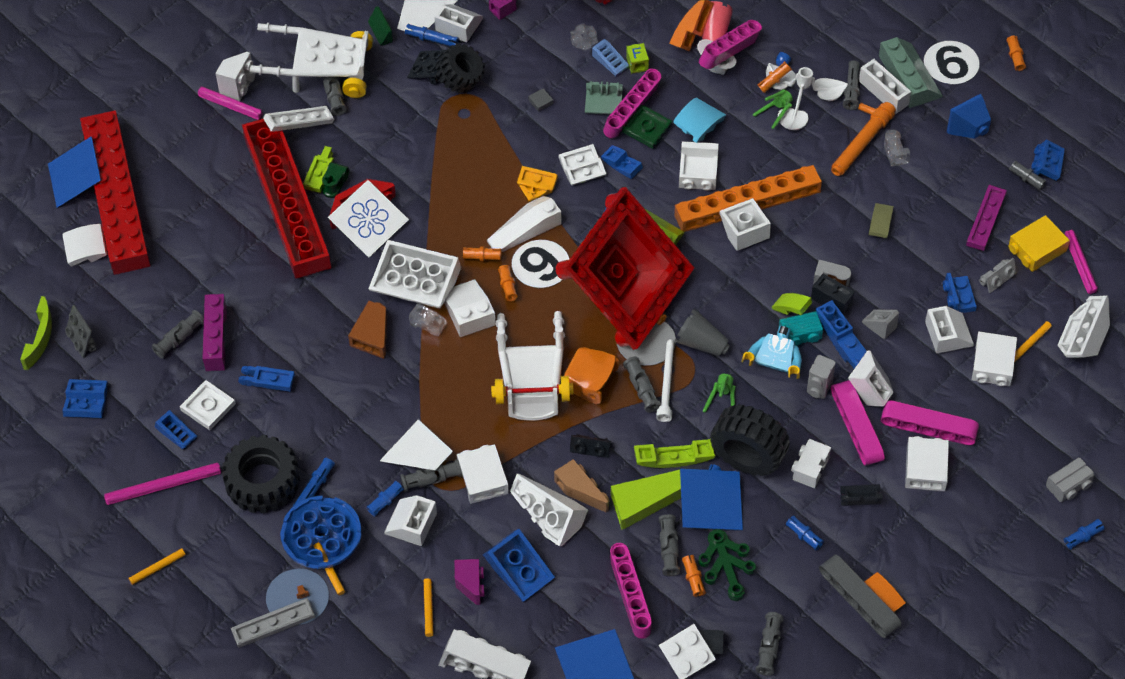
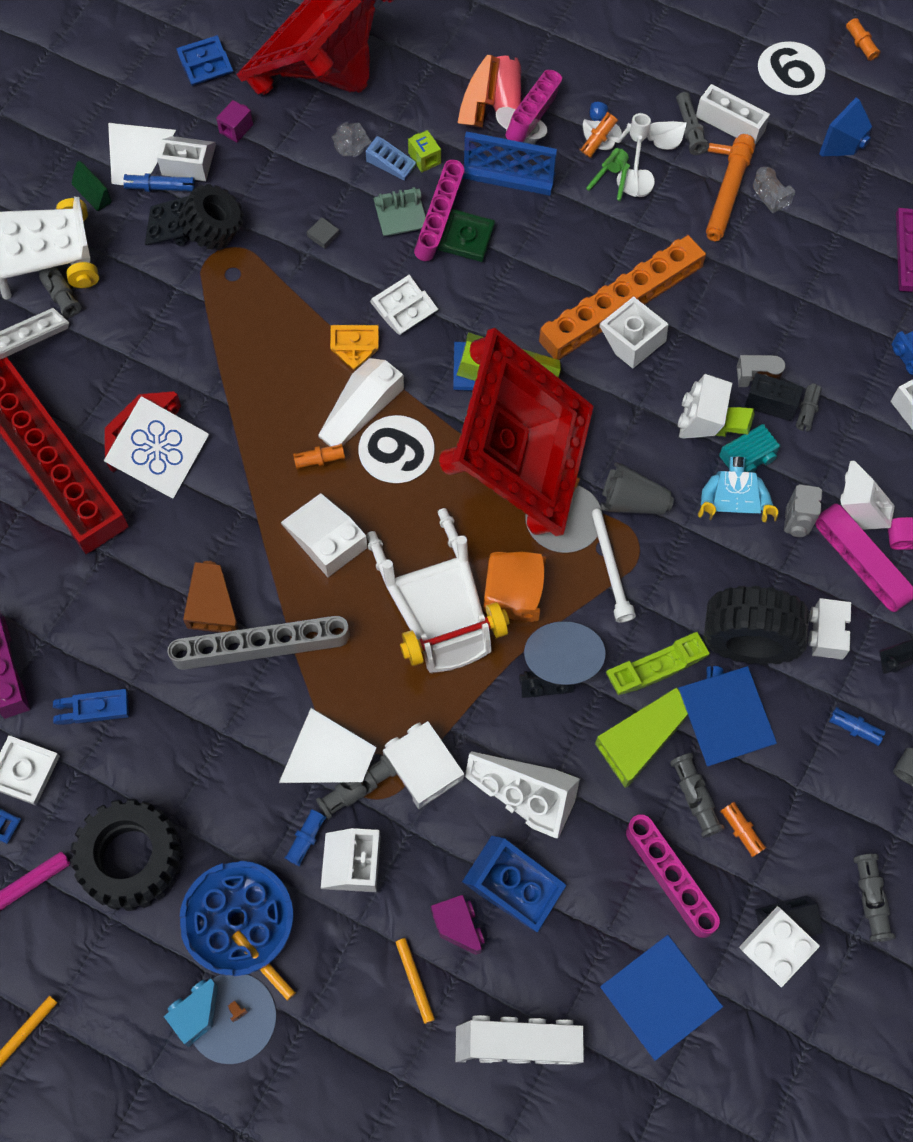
camera: 20 degrees left, 10 degrees up
(272, 622) = (210, 1071): light grey tile -> none
(273, 583) = (195, 1014): none -> dark azure slope
(317, 170) = (71, 398): lime hinge -> none
(317, 479) = (204, 842): blue pin -> none
(334, 179) = (95, 404): dark green piece -> none
(403, 371) = (247, 638): none -> light grey beam
(415, 274) = (243, 510): white slope -> none
(427, 320) = (279, 567): clear leg -> none
(507, 283) = (365, 487): orange pin -> none
(577, 485) = (551, 744): medium nougat slope -> none
(609, 428) = (564, 653): none -> sand blue sticker
(618, 160) = (449, 289): blue slope -> none
(641, 384) = (585, 582): dark grey piece -> none
(689, 86) = (507, 172): none -> blue fence
(698, 119) = (526, 210): medium azure slope -> none
(698, 166) = (547, 270): white panel -> none
(724, 386) = (685, 554): bright green plant -> none
(726, 561) = (775, 795): dark green plant -> none
(776, 288) = (705, 408): none -> white slope
(841, 333) = (804, 449): blue slope -> none
(859, 309) = (808, 407): none -> dark grey axle
(881, 220) = (790, 285): olive slope -> none
(882, 322) = (841, 414): light grey slope -> none
(907, 67) = (739, 79): sand green slope -> none

